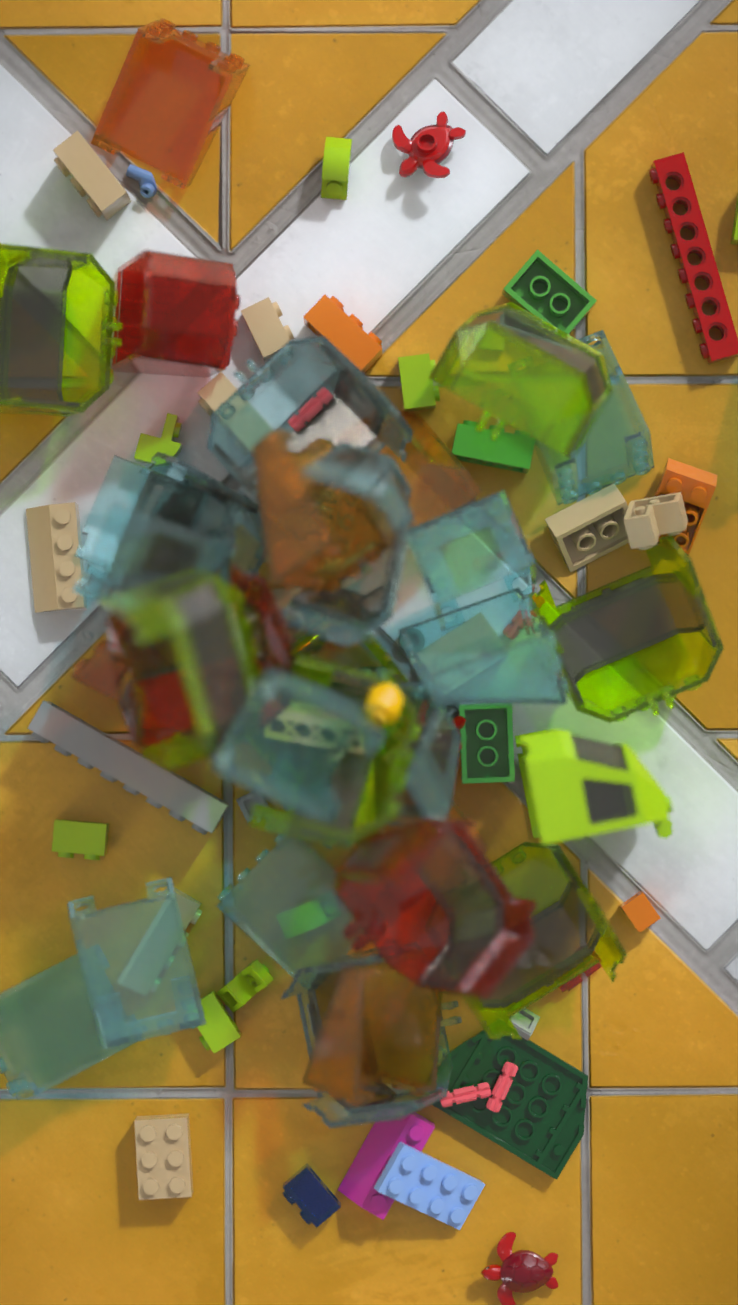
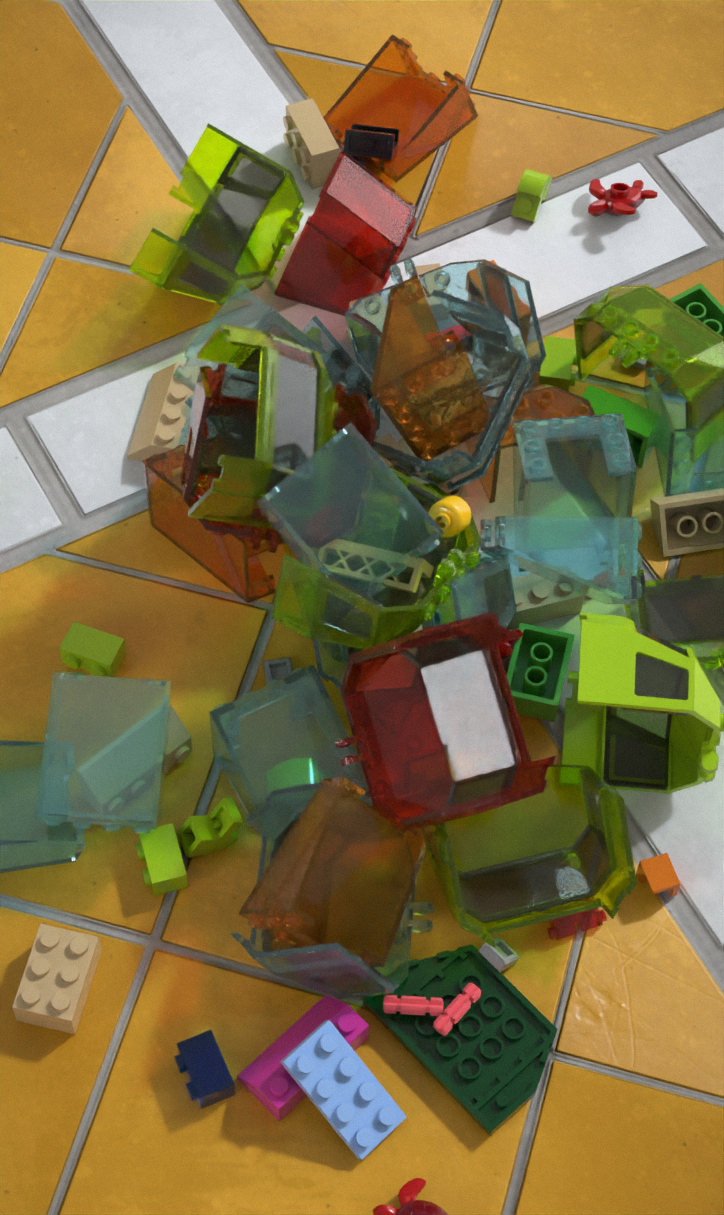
camera: 10 degrees right, 30 degrees down
(128, 766) = (168, 596): light grey brick -> none
(154, 159) = (371, 141): none -> black panel

